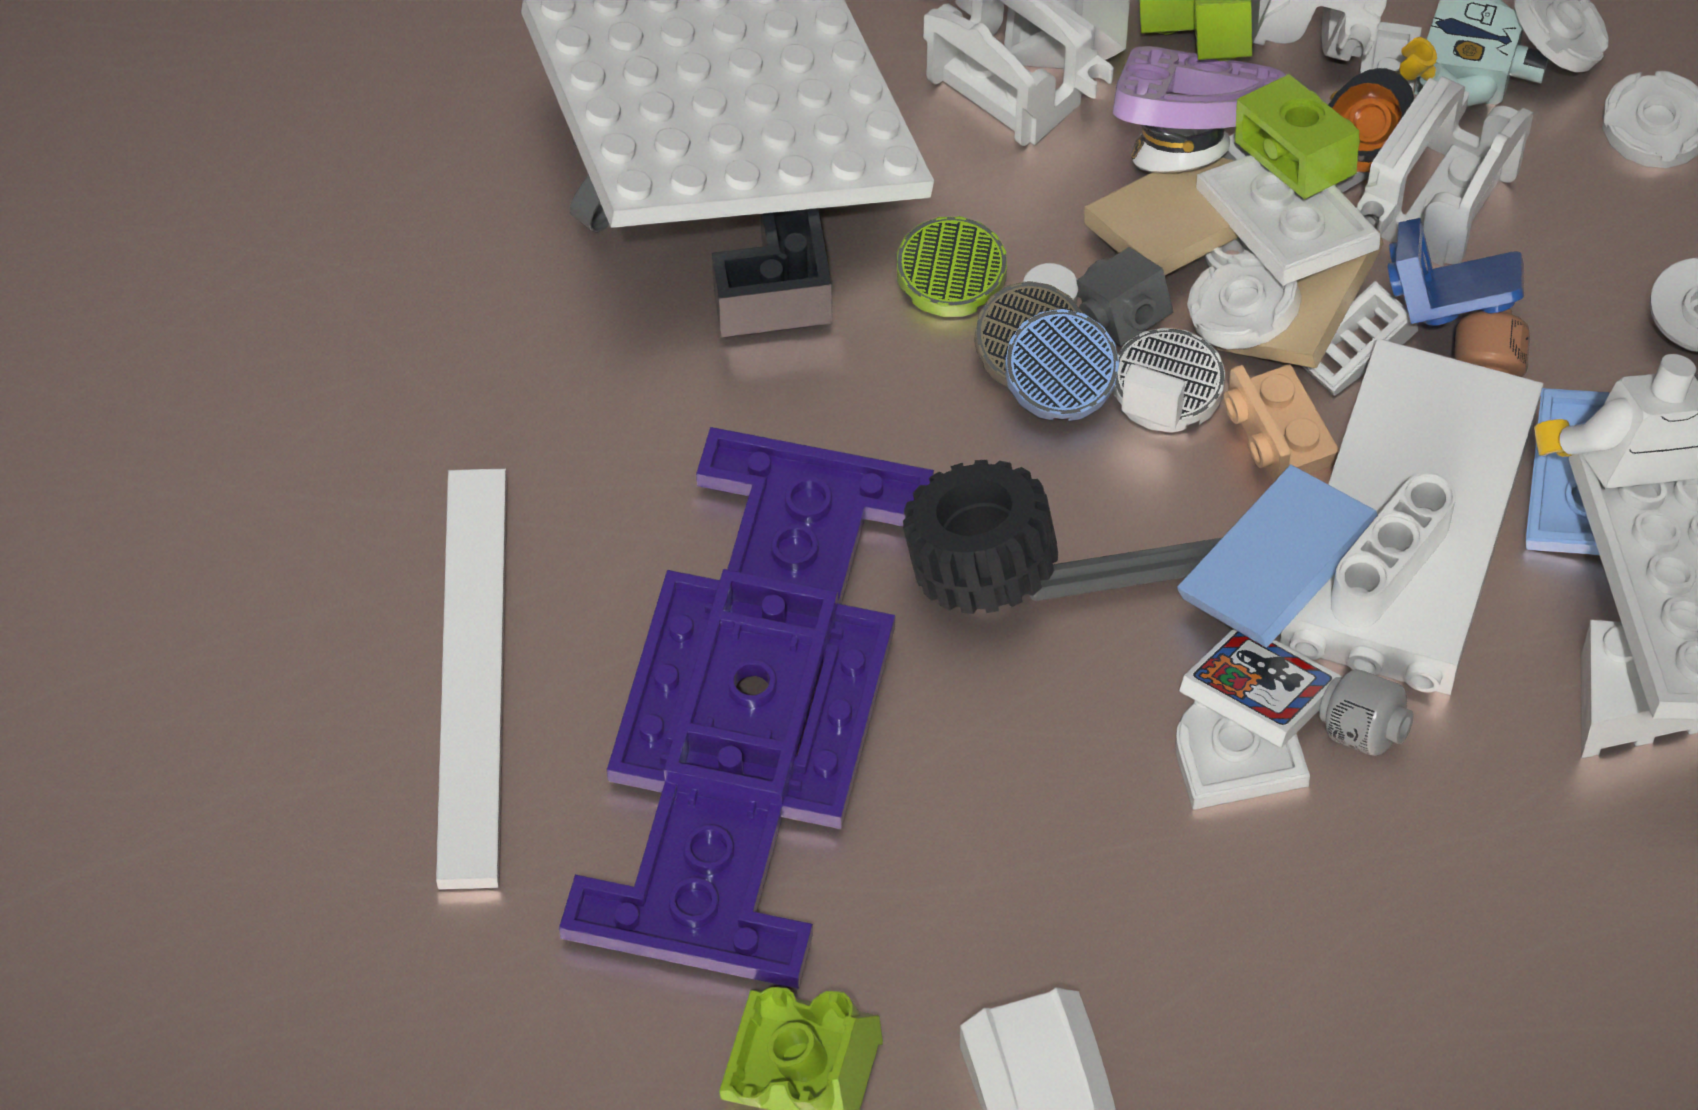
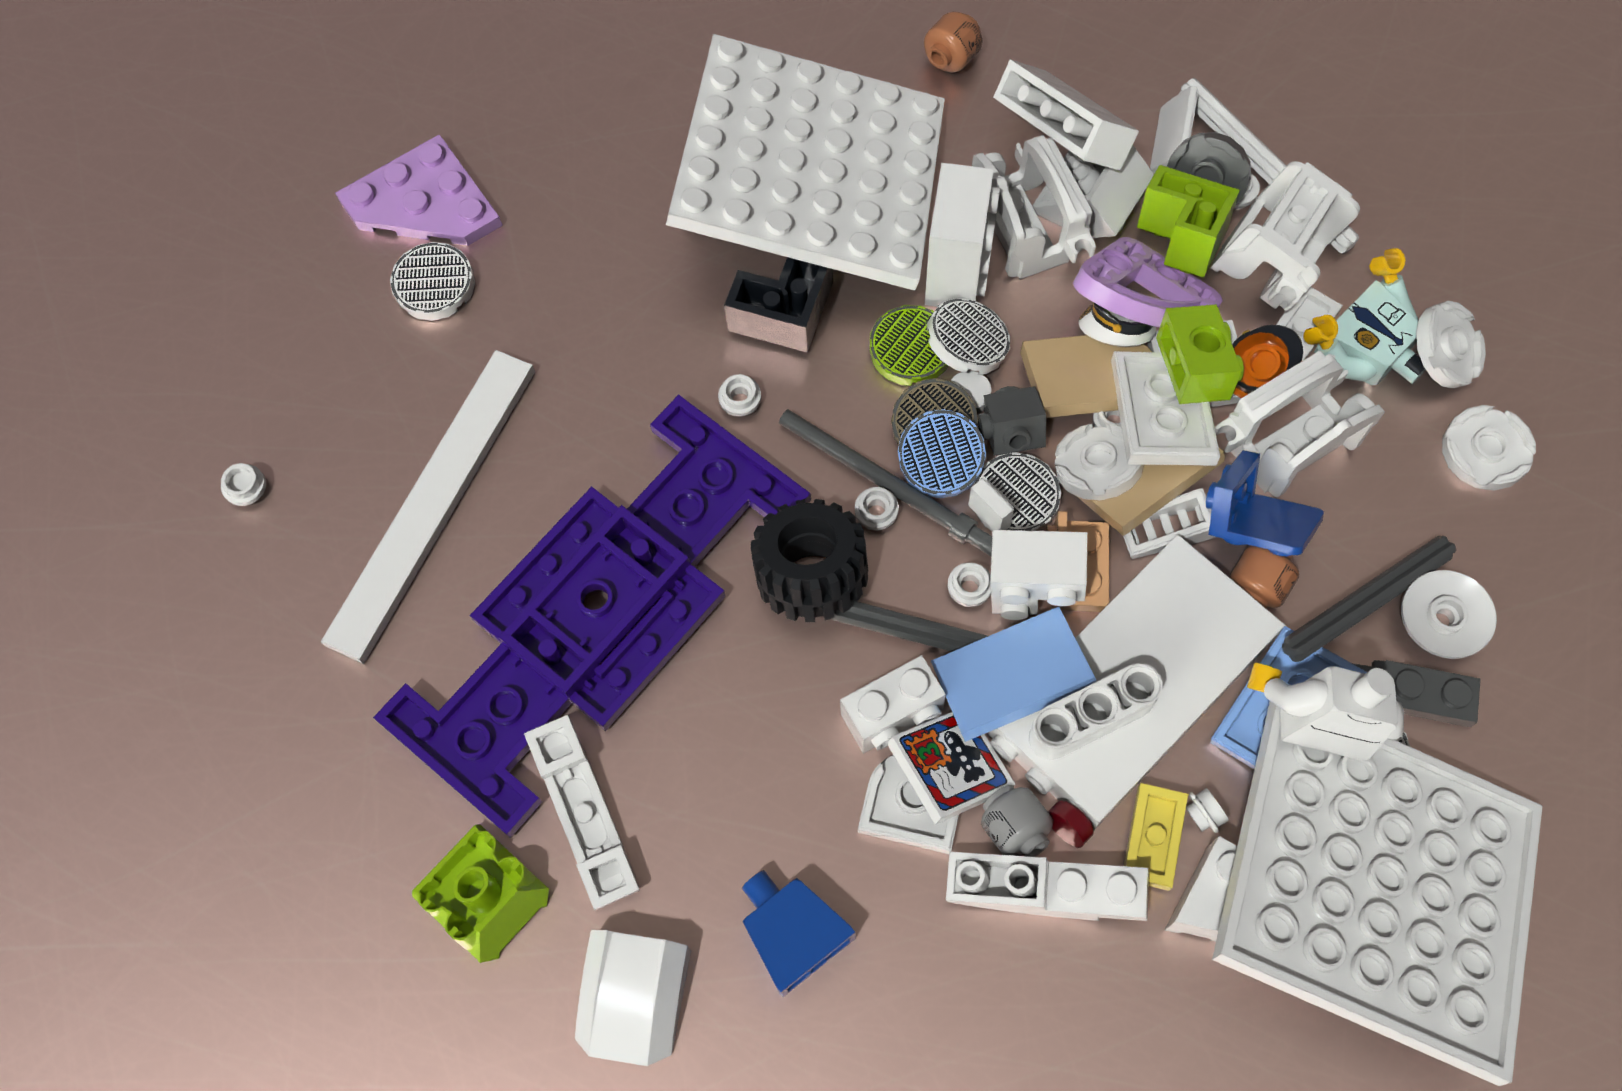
camera: 30 degrees right, 10 degrees up
(219, 752) = (242, 484): none -> white plate
(235, 334) = (421, 197): none -> lavender plate
(312, 426) = (432, 281): none -> tile
(780, 389) = (739, 385): none -> white plate
(867, 921) = (582, 812): none -> white slope
(957, 113) = (961, 234): none -> white brick
(1017, 226) = (968, 336): none -> tile
(1019, 445) = (880, 497): none -> white plate
(1126, 438) = (960, 526): none -> dark grey bar
(1159, 650) = (893, 704): none -> white brick
(1171, 481) = (969, 572): none -> white plate
(1184, 930) = (793, 930): none -> blue torso
(1239, 433) = (1035, 568): none -> white brick
(1427, 689) = (1071, 824): none -> dark red tile
(1436, 766) = (1047, 887): none -> white slope
(1521, 663) = (1156, 833): none -> light yellow plate
(1561, 614) = (1206, 811): none -> white plate
(1614, 323) = (1367, 599): none -> dark grey axle

